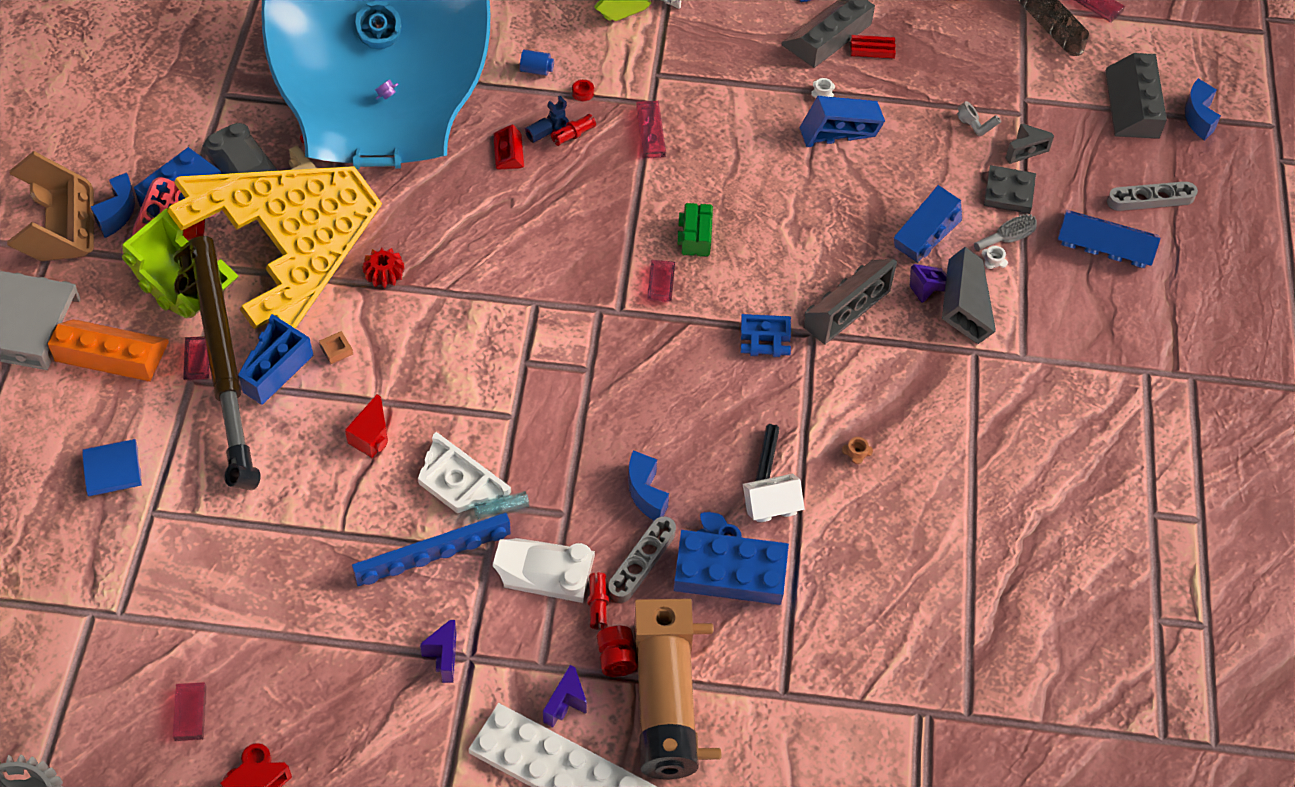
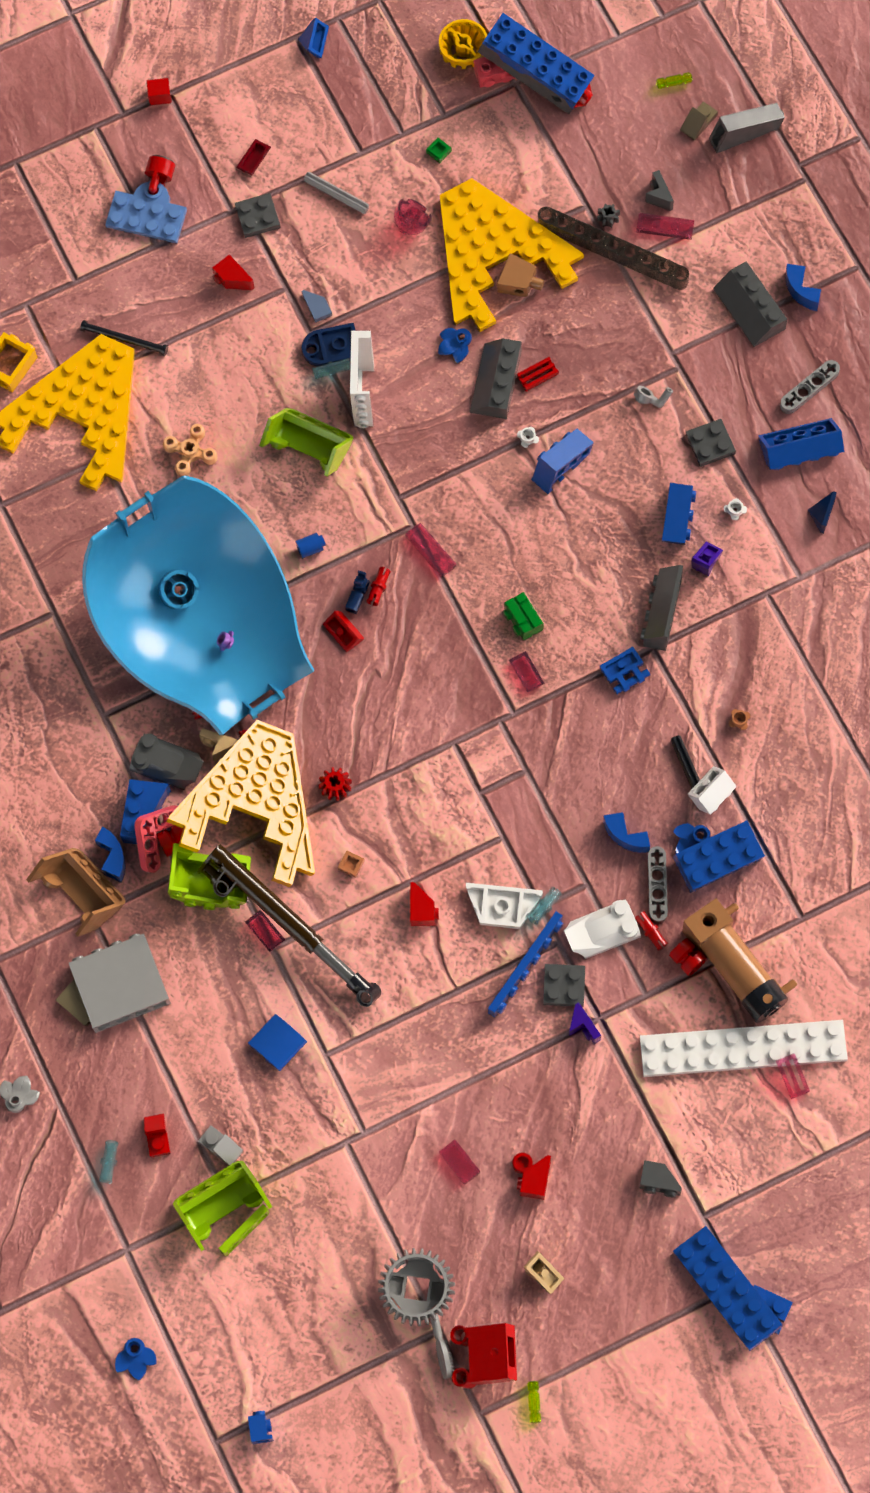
camera: 25 degrees left, 15 degrees up
(107, 349) = (201, 962): orange slope -> none
(274, 360) = (321, 896): blue wedge -> none
(458, 598) = (564, 985): none -> dark grey plate
(567, 694) = (678, 1001): dark purple slope -> none
(583, 90) = (358, 546): red tile -> none
(967, 297) = (738, 555): dark grey slope -> none
(1011, 231) = (732, 479): light grey piece -> none
(1029, 143) = (702, 394): dark grey slope -> none
(1093, 308) = (821, 511): none -> dark blue slope

